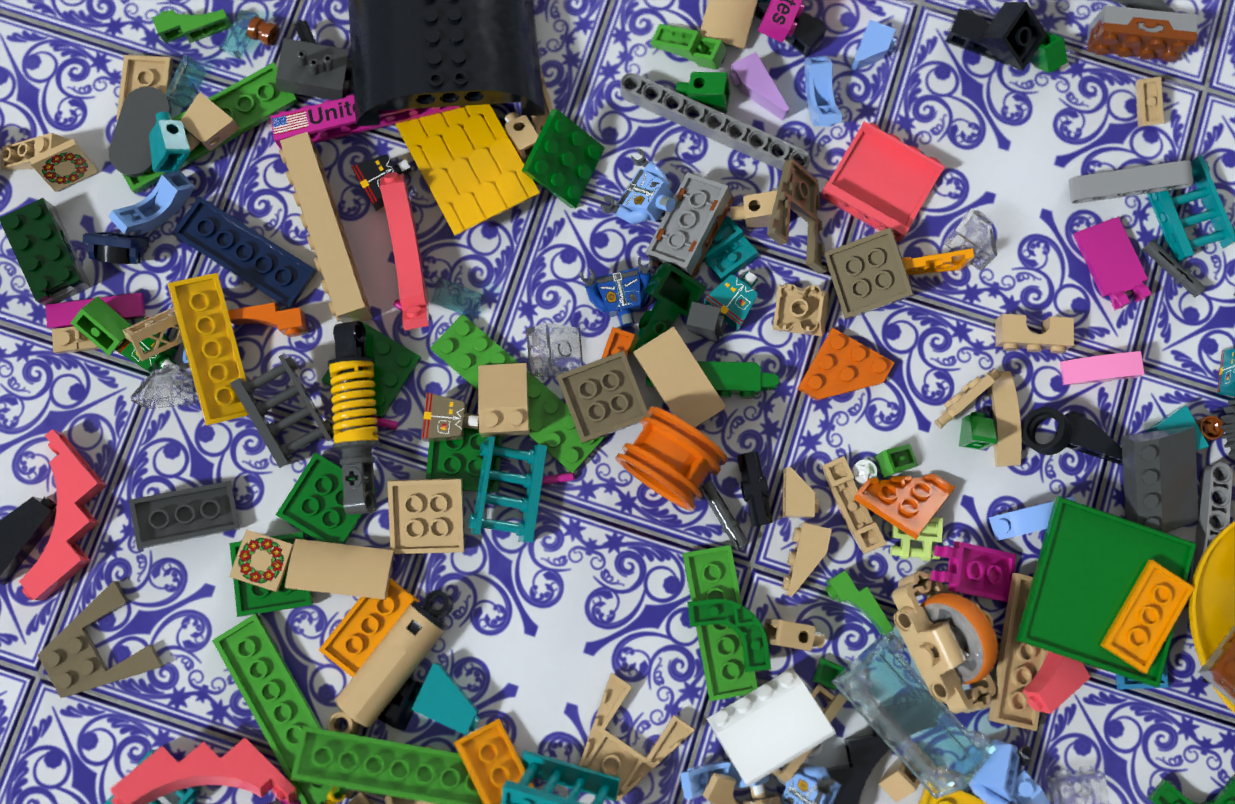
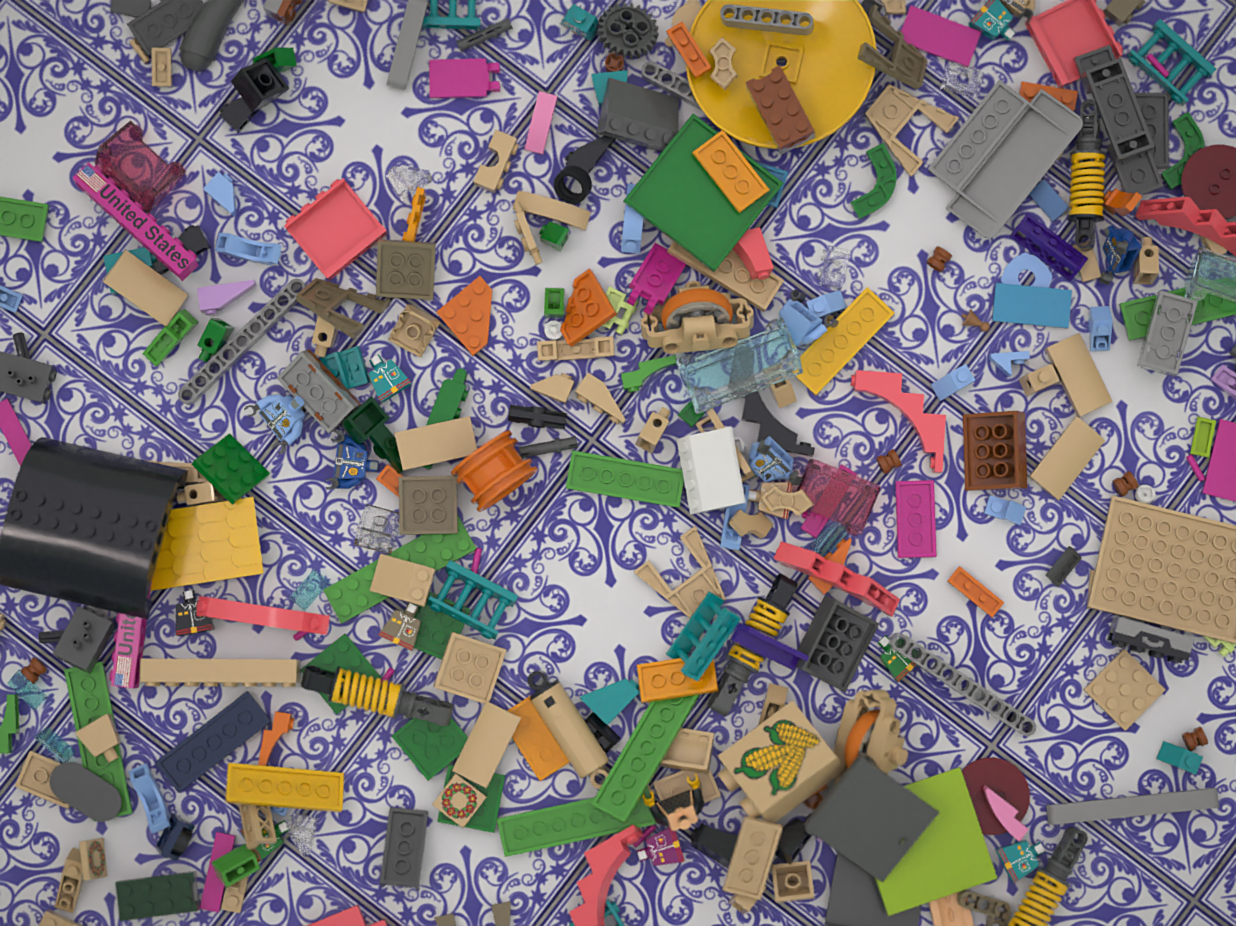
camera: 70 degrees left, 5 degrees up
(168, 144) = (108, 770): teal torso -> none
(270, 431) = (363, 763): dark grey fence -> none
(706, 321) = (398, 406): dark grey slope -> none
(741, 621) = (630, 463): green plate -> none

